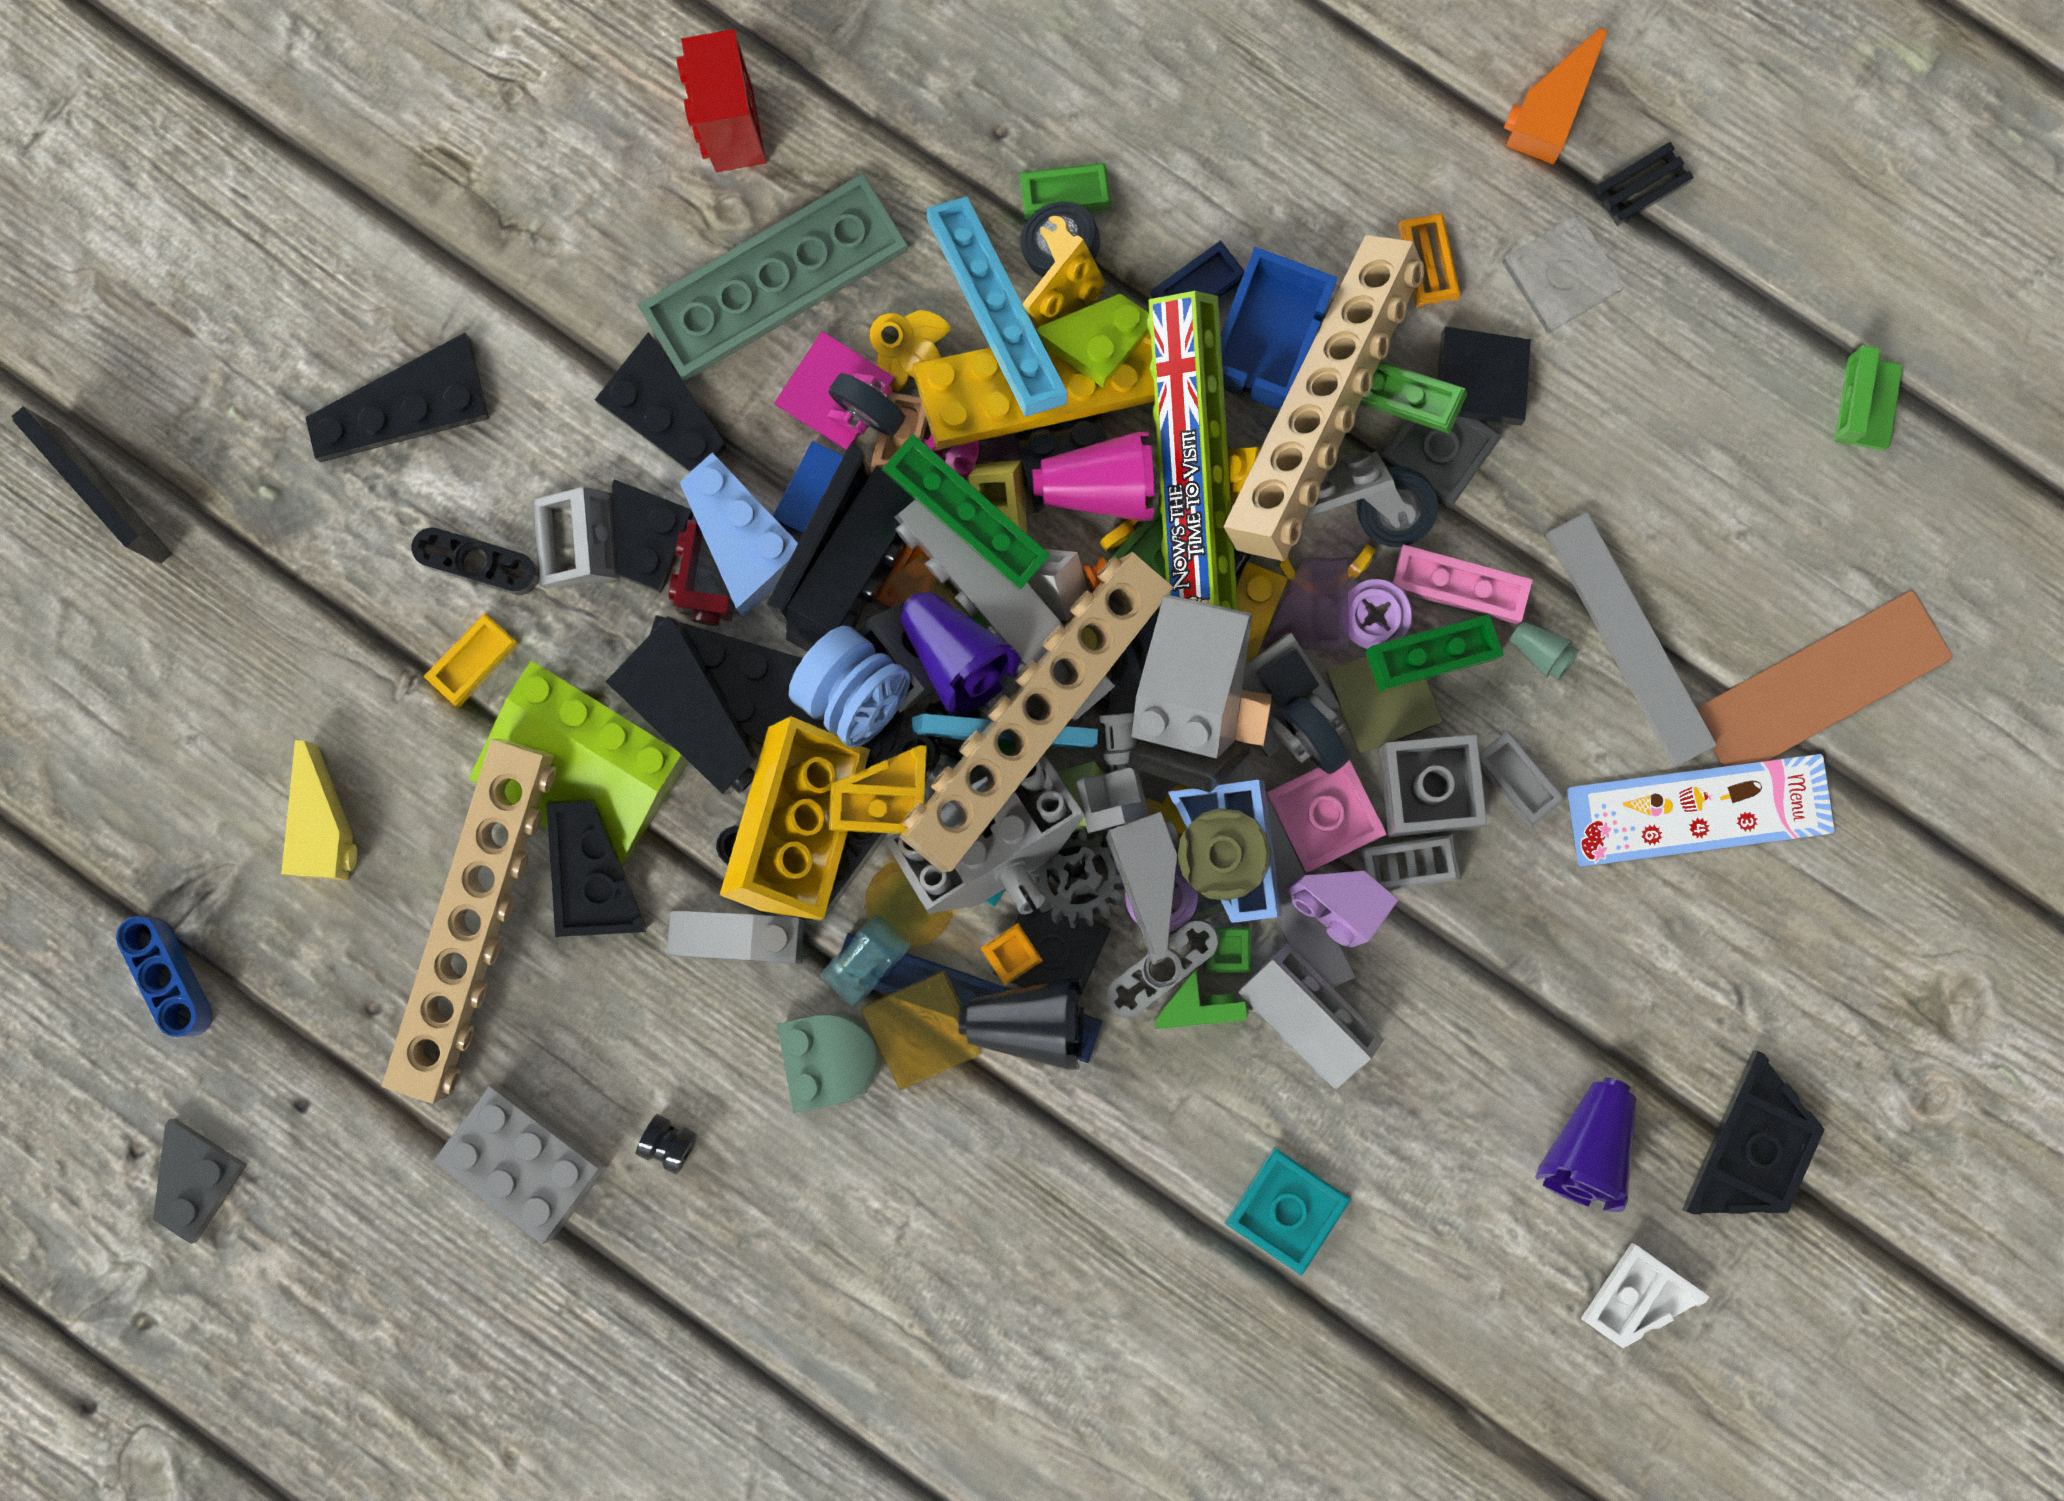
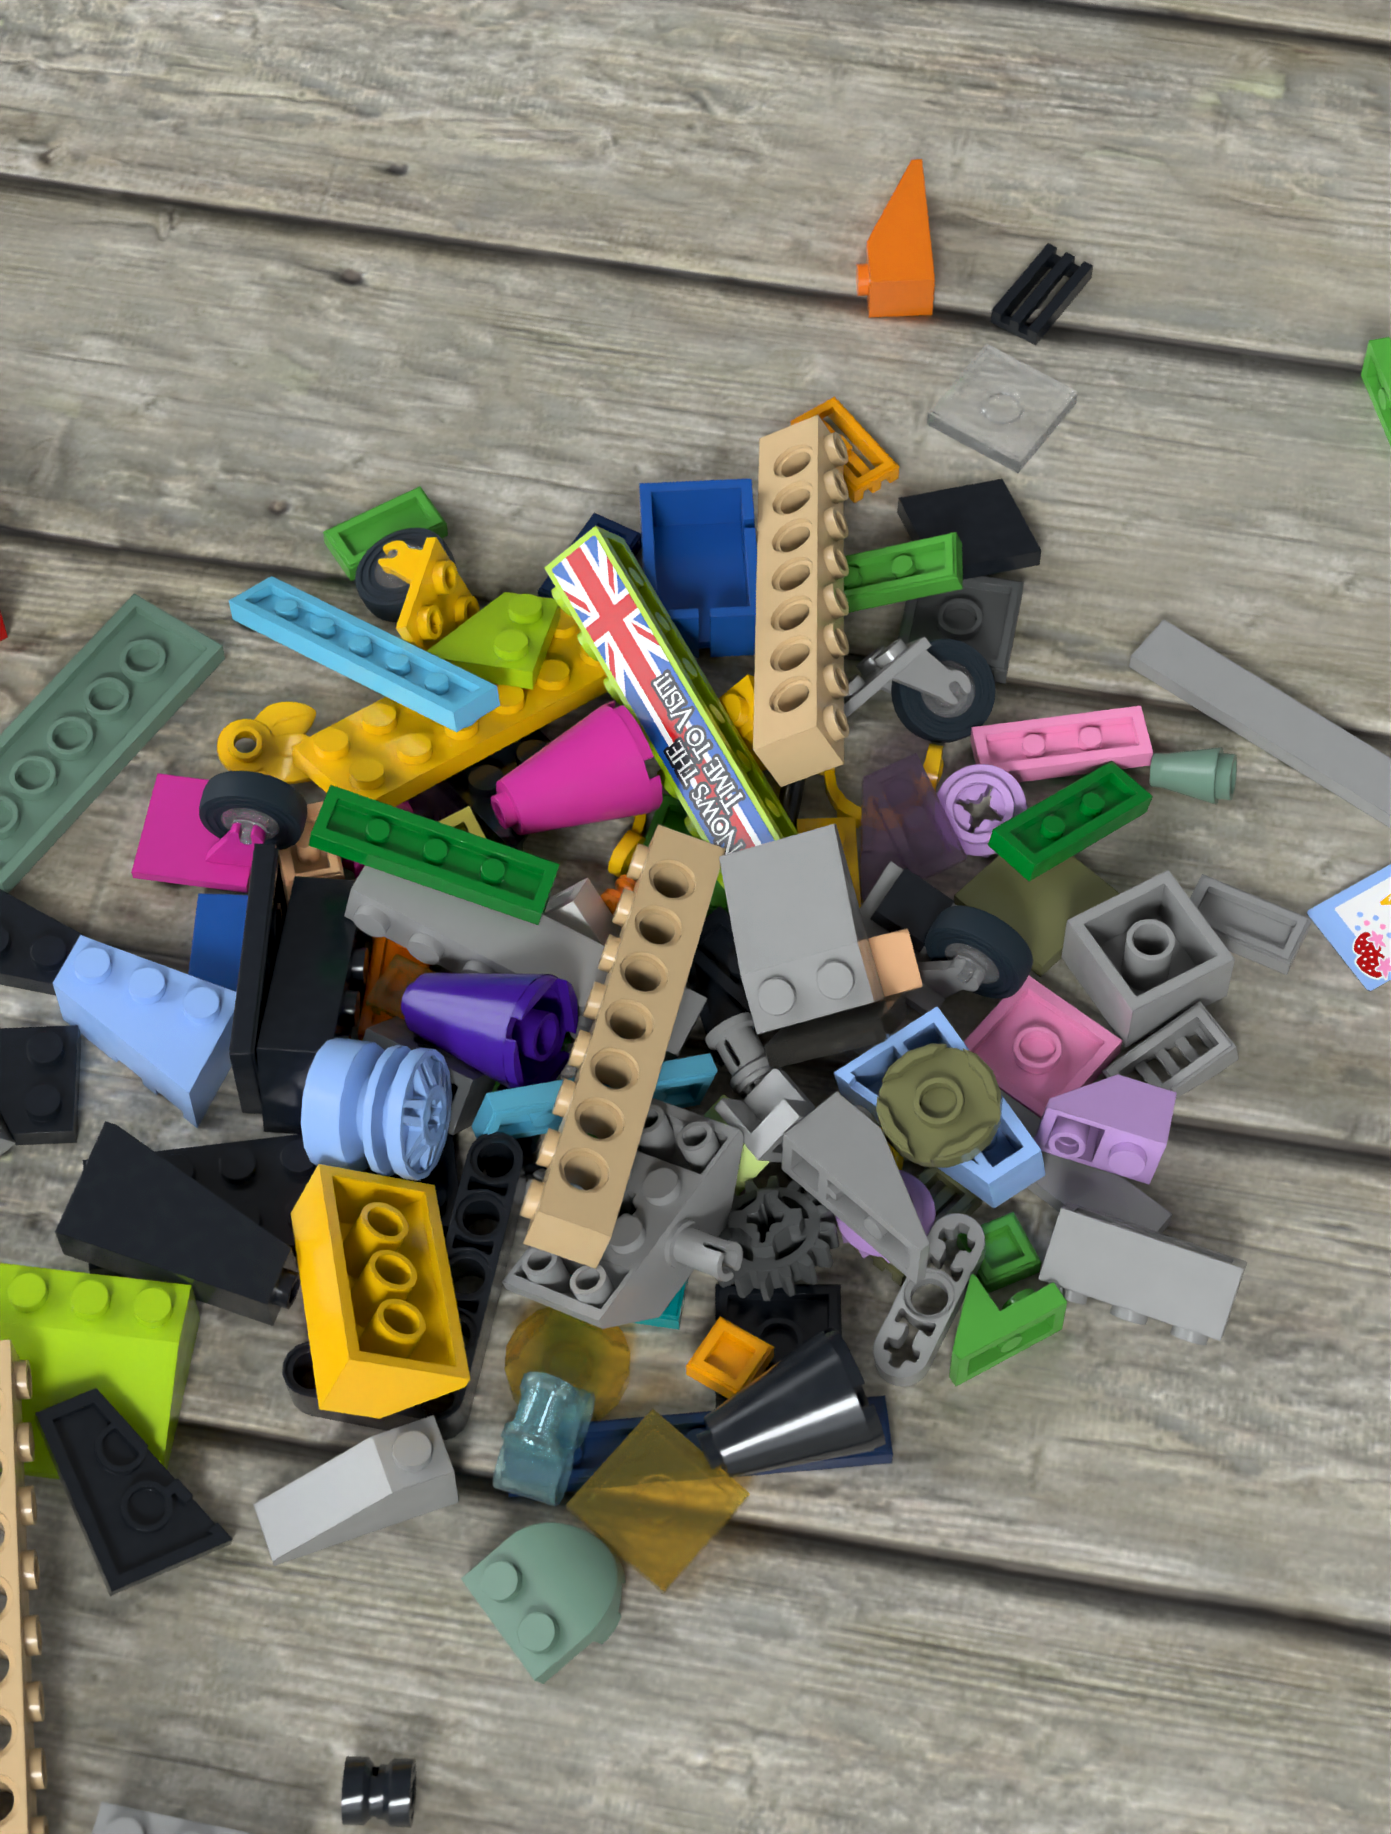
camera: 30 degrees left, 25 degrees down
(705, 607) = (148, 1117): dark red bracket -> none
(879, 795) = (474, 1214): yellow wing -> none
(1287, 1211) = (1239, 1527): teal tile -> none

